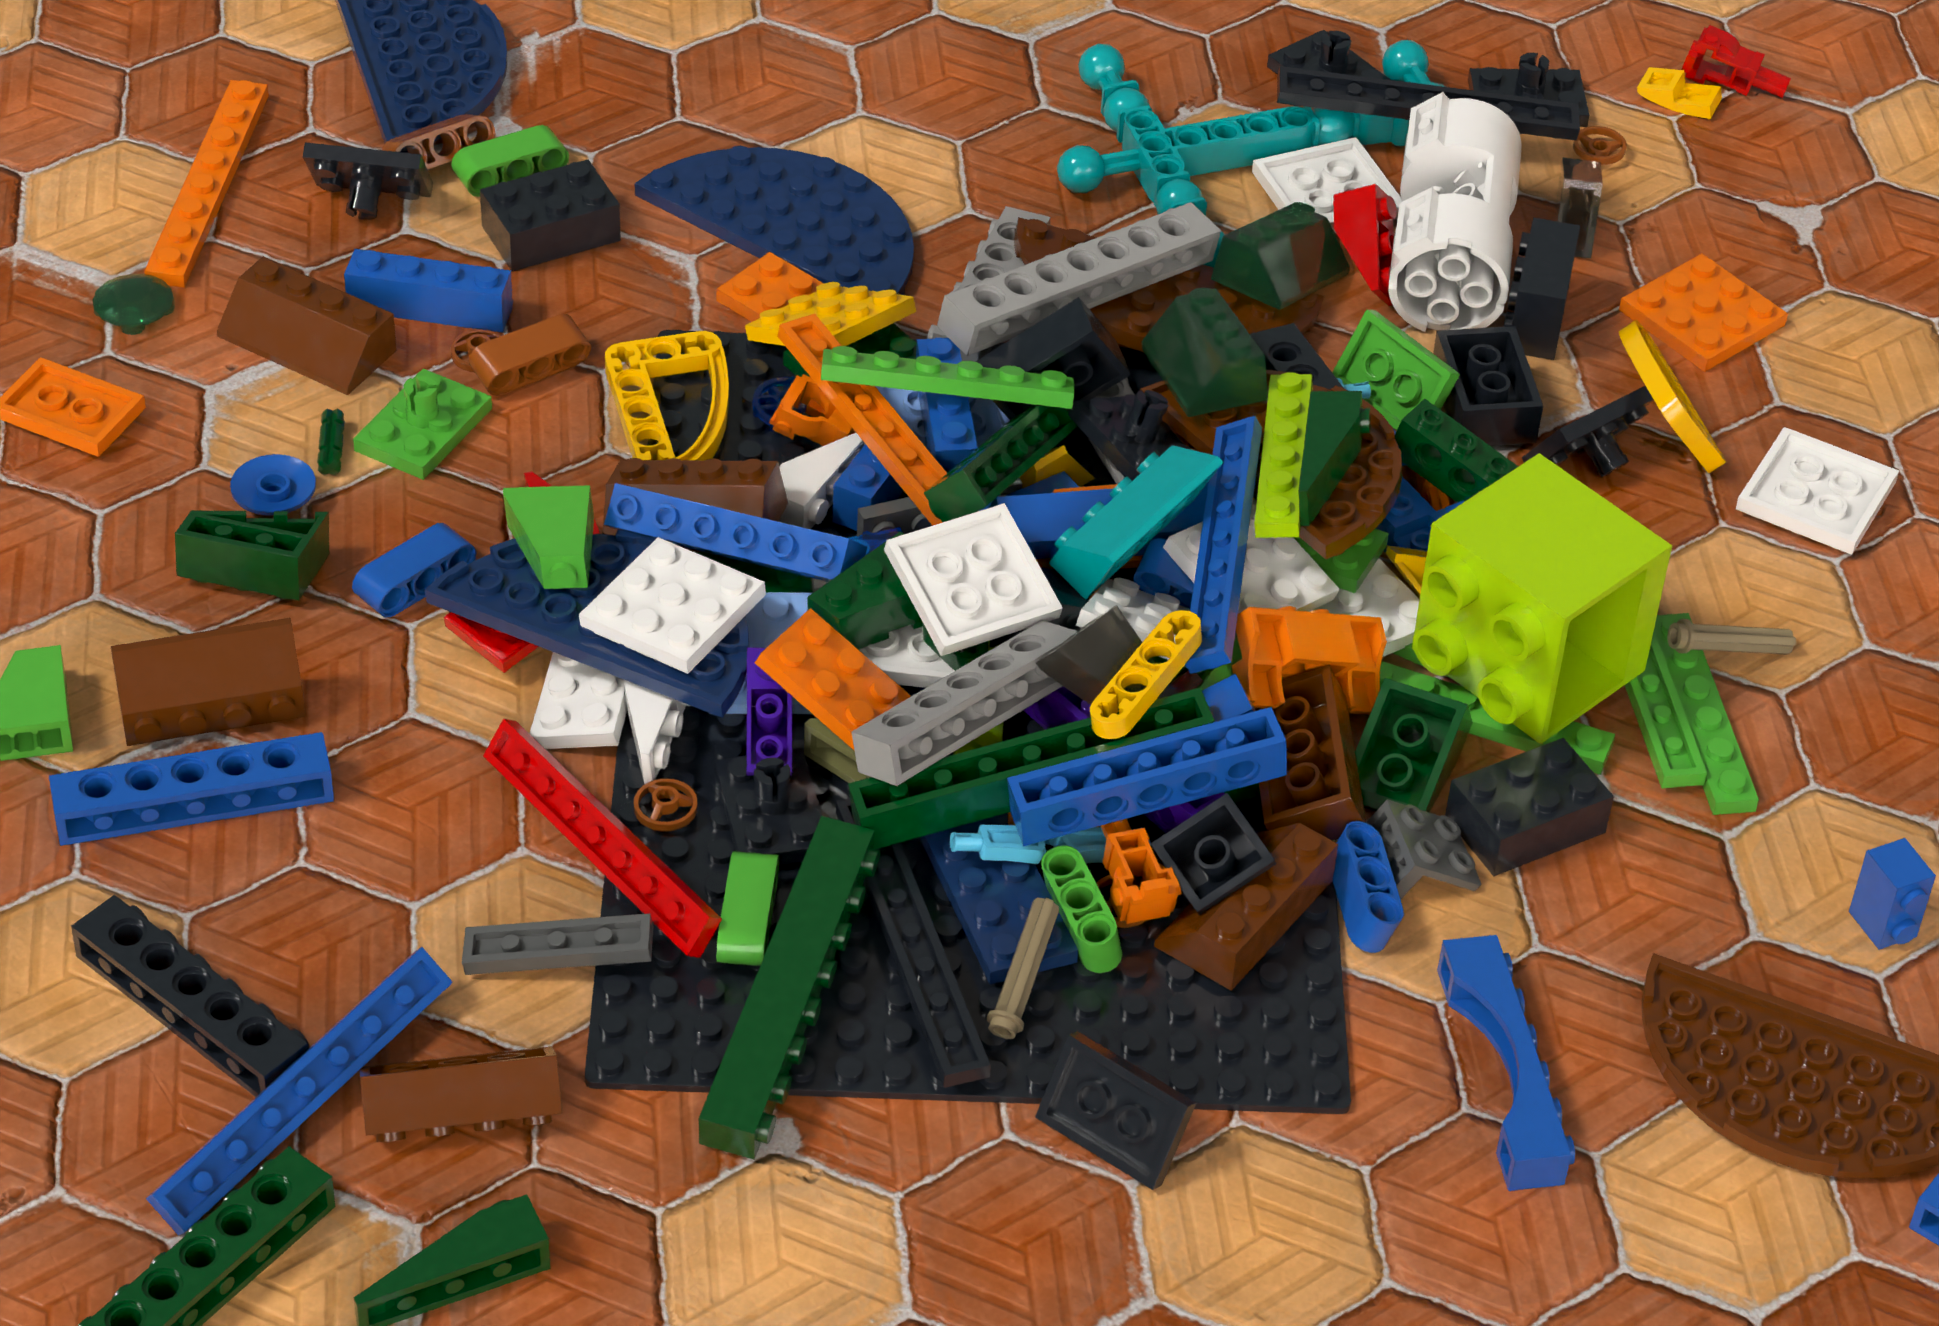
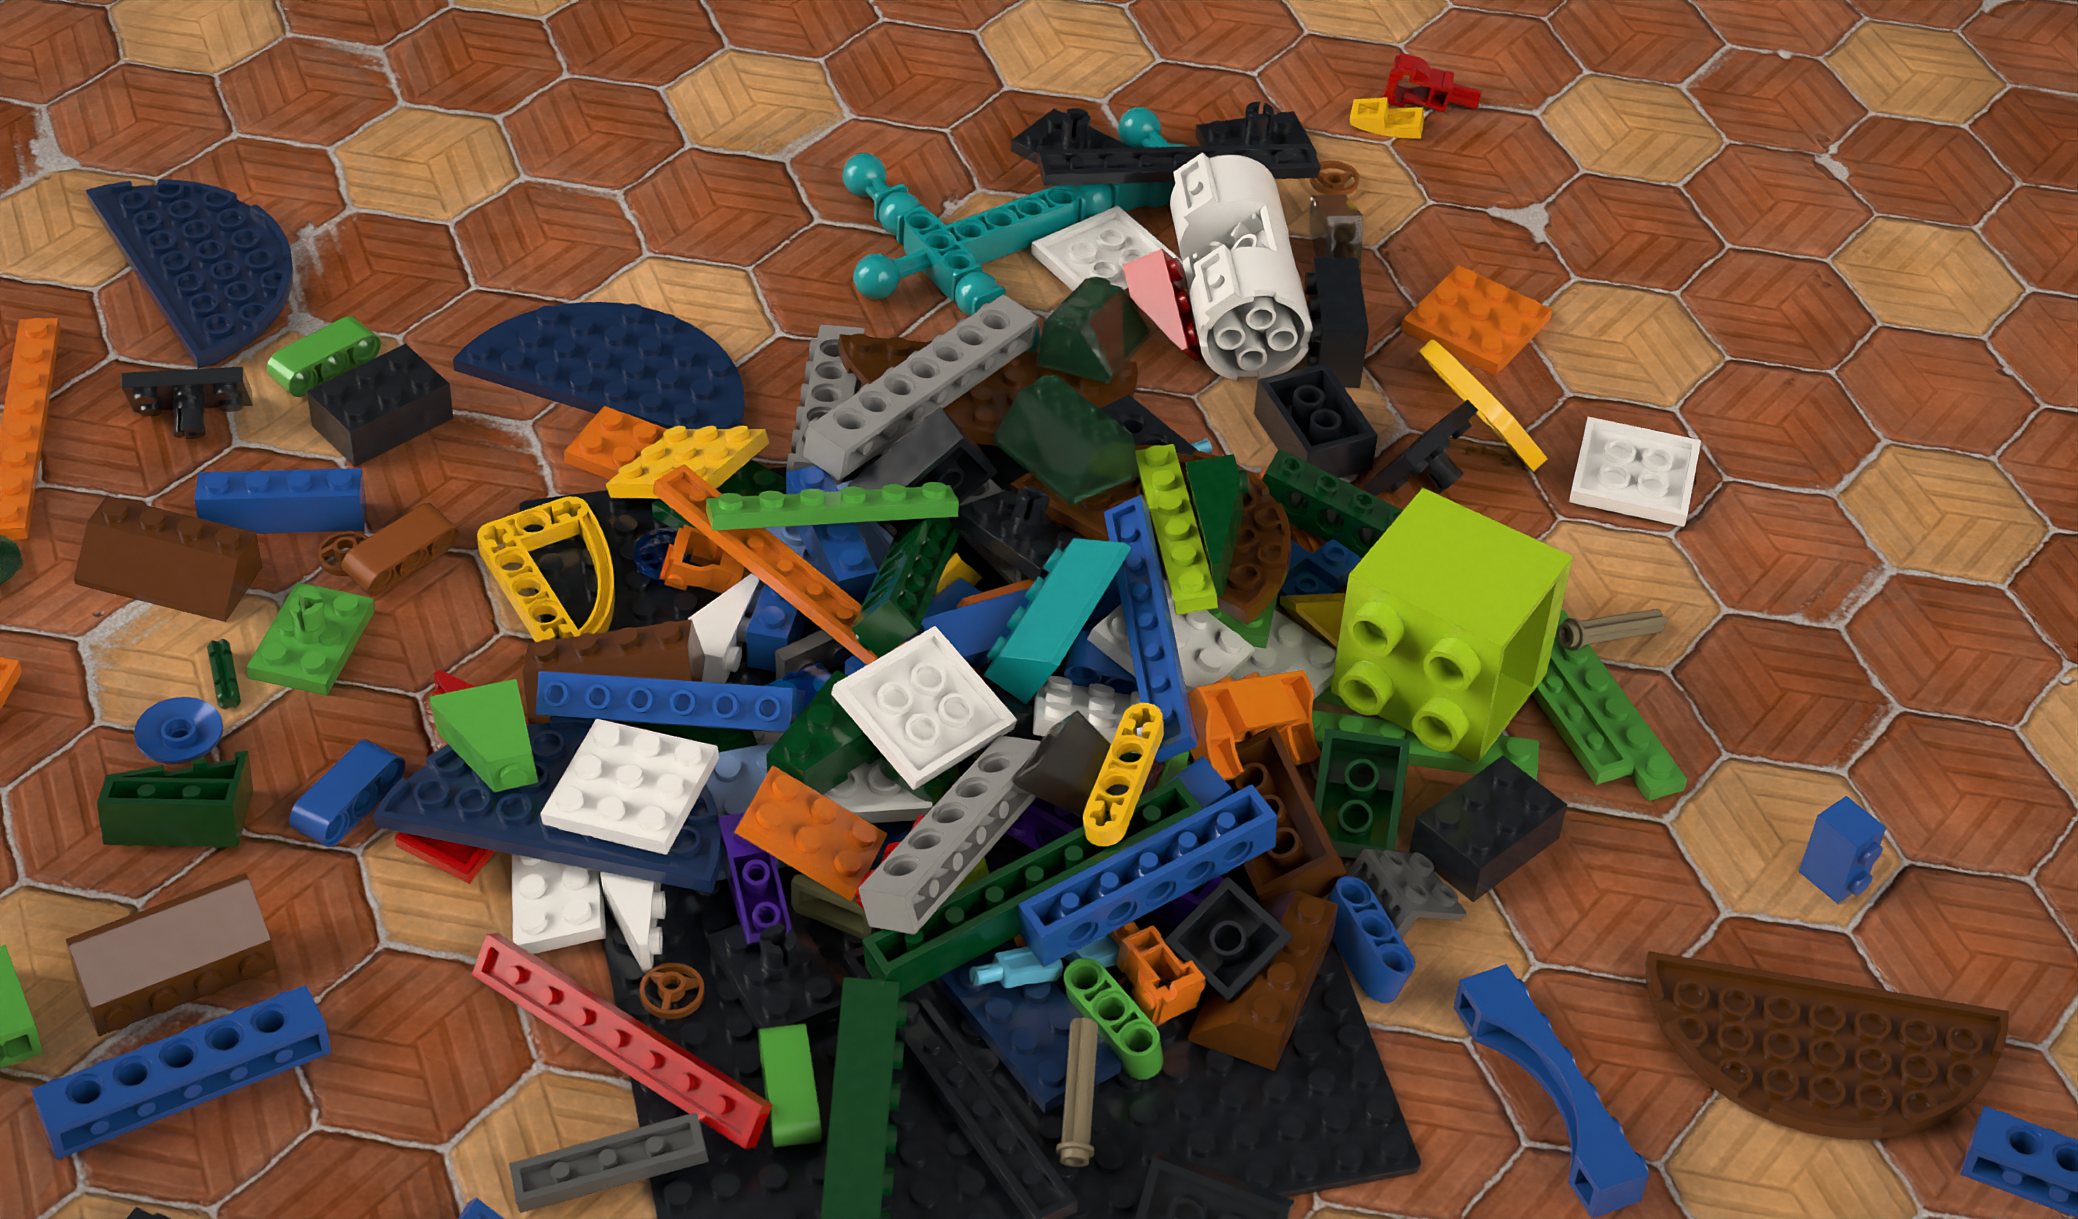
camera: 15 degrees left, 0 degrees up
(454, 137) = (263, 343): dark orange beam -> none
(1396, 368) = (1231, 422): bright green plate -> none

